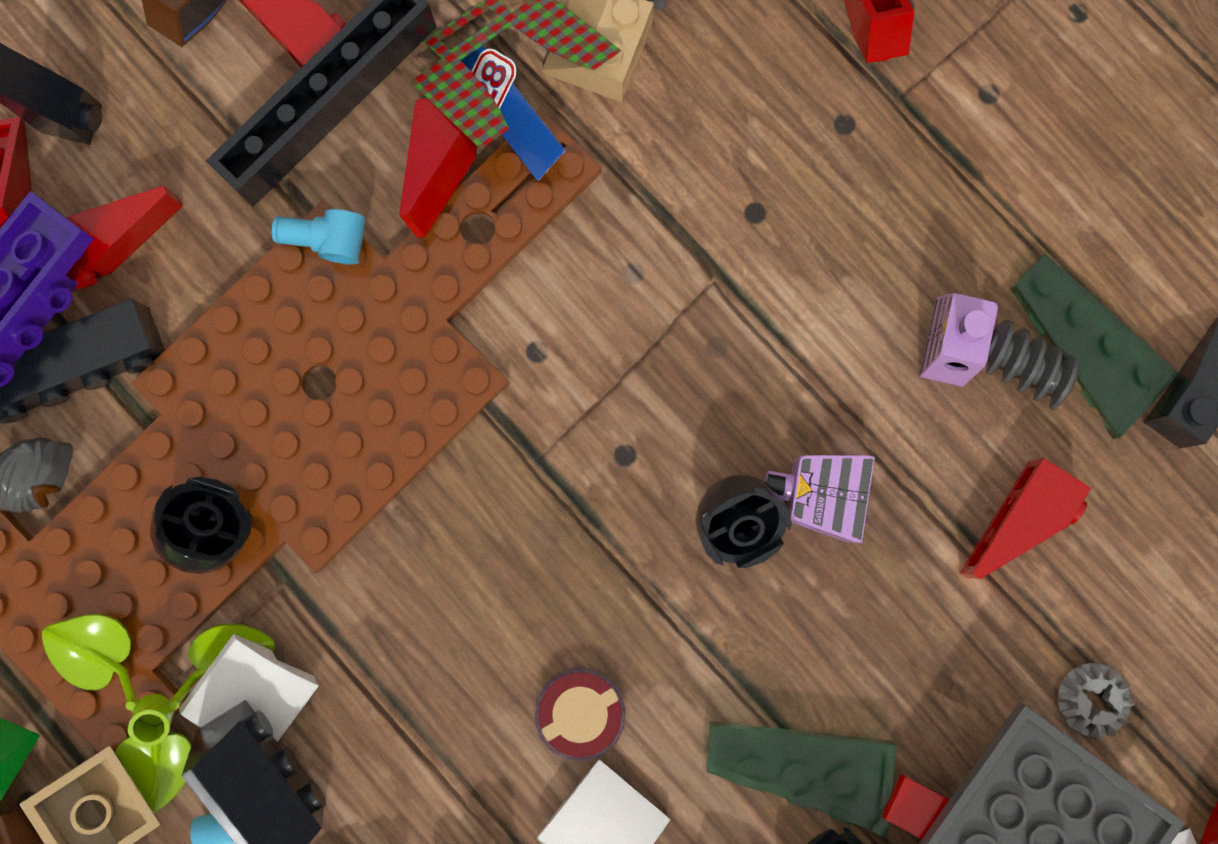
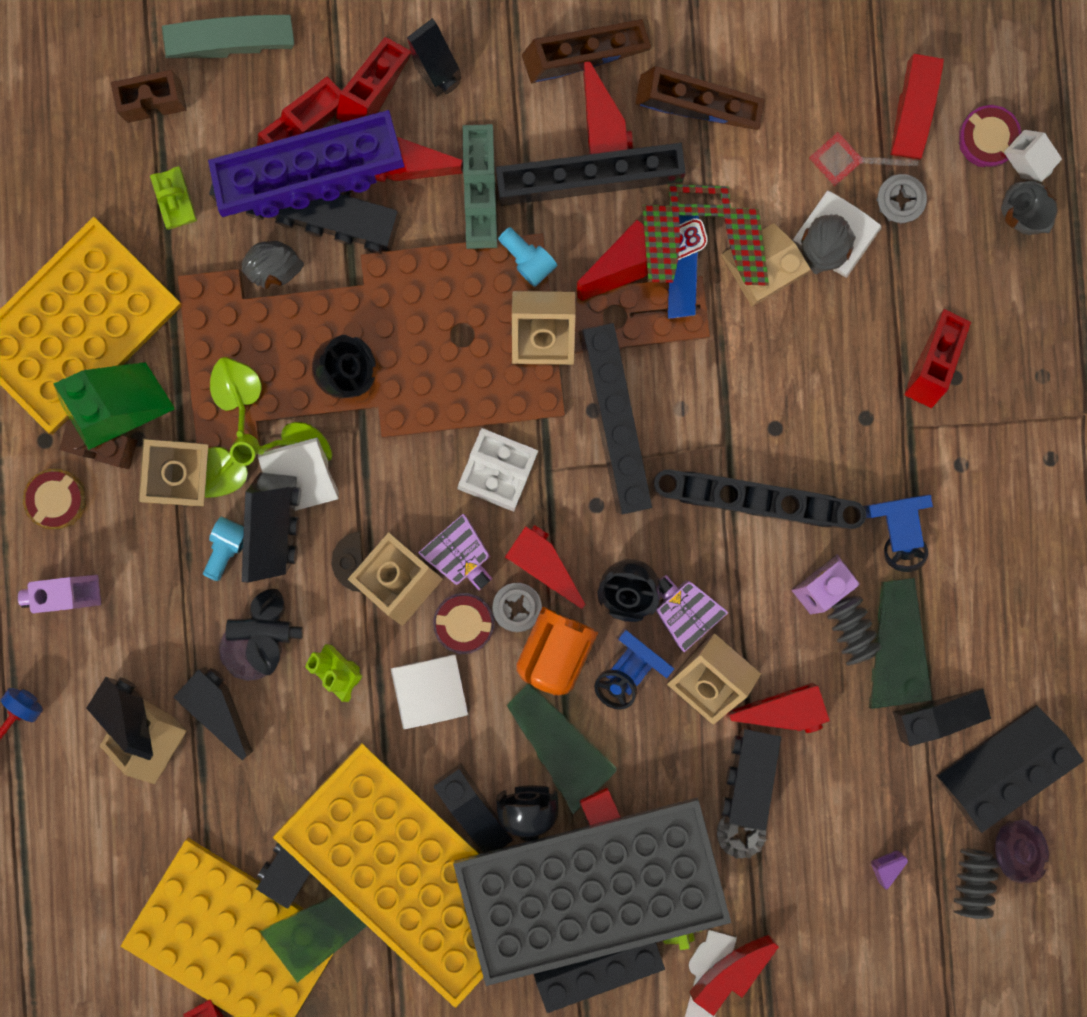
camera: 35 degrees right, 5 degrees up
(211, 203) = (479, 186): none -> sand green slope
(390, 750) = (347, 558): none -> dark brown plate
(403, 299) = (543, 327): none -> tan slope
(458, 728) = (395, 579): none -> tan slope
(479, 504) = (497, 469): none -> white slope
(510, 637) = (459, 553): none -> torso
(567, 337) = (615, 419): none -> black brick
(610, 568) = (540, 560): none -> red slope
(645, 657) = (521, 621): none -> light grey gear
(714, 664) = (555, 653): none -> orange cylinder
(804, 301) = (759, 499): none -> black beam
(815, 615) = (629, 671): none -> blue piece
(920, 546) = (714, 679): none -> tan slope
(990, 207) = (903, 529): none -> blue piece
(1060, 630) = (751, 779): none -> black brick

